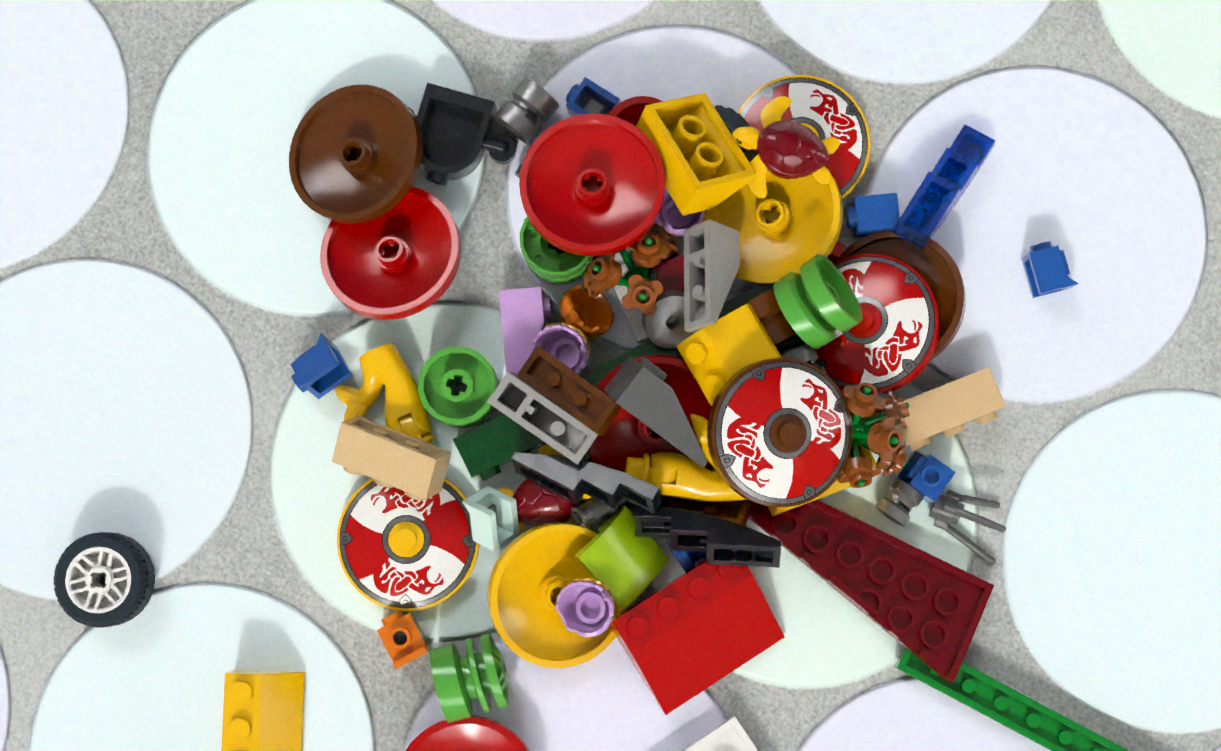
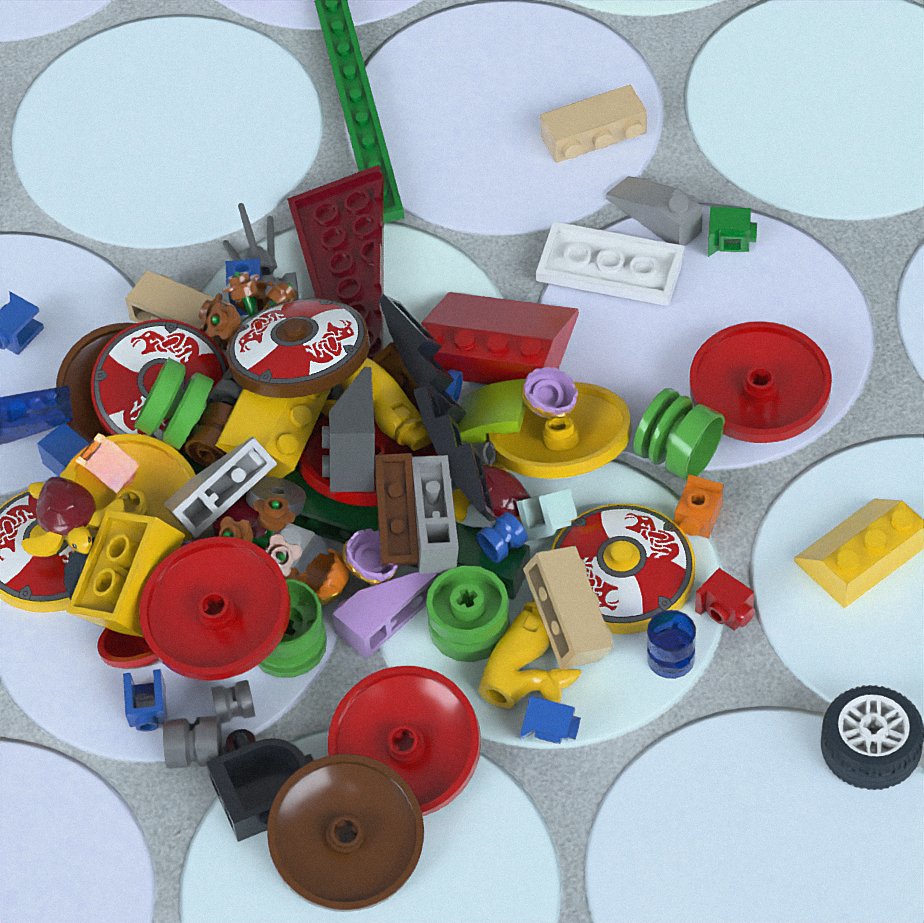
camera: 130 degrees left, 30 degrees down
(302, 508) = (671, 644): none -> clear blue wheel
(305, 583) = (725, 600): none -> red brick
(486, 455) = (502, 537): none -> blue wheel
(806, 211) = (108, 463): none -> clear orange brick

